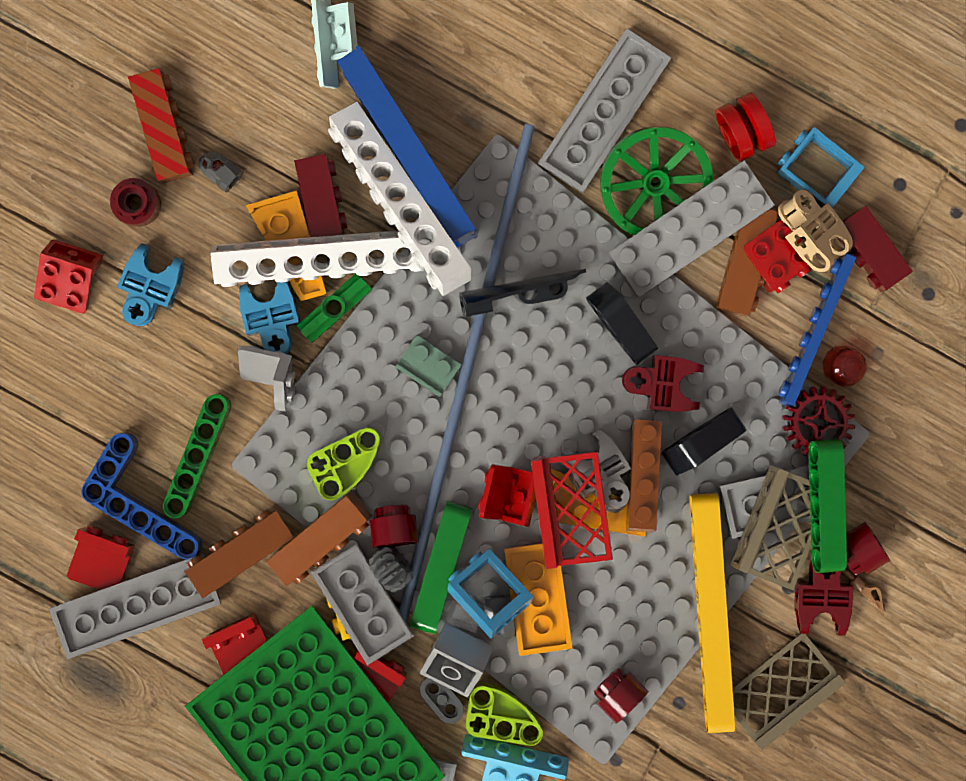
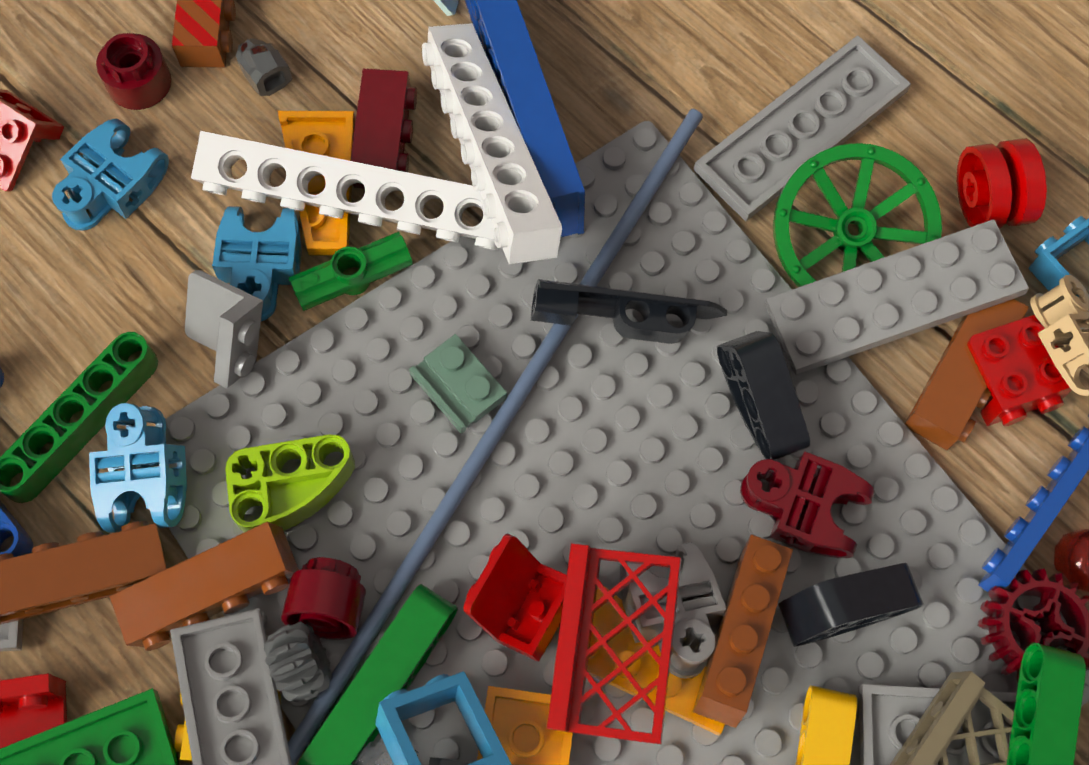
camera: 15 degrees right, 20 degrees down
(251, 478) = (135, 448): none -> dark azure piece

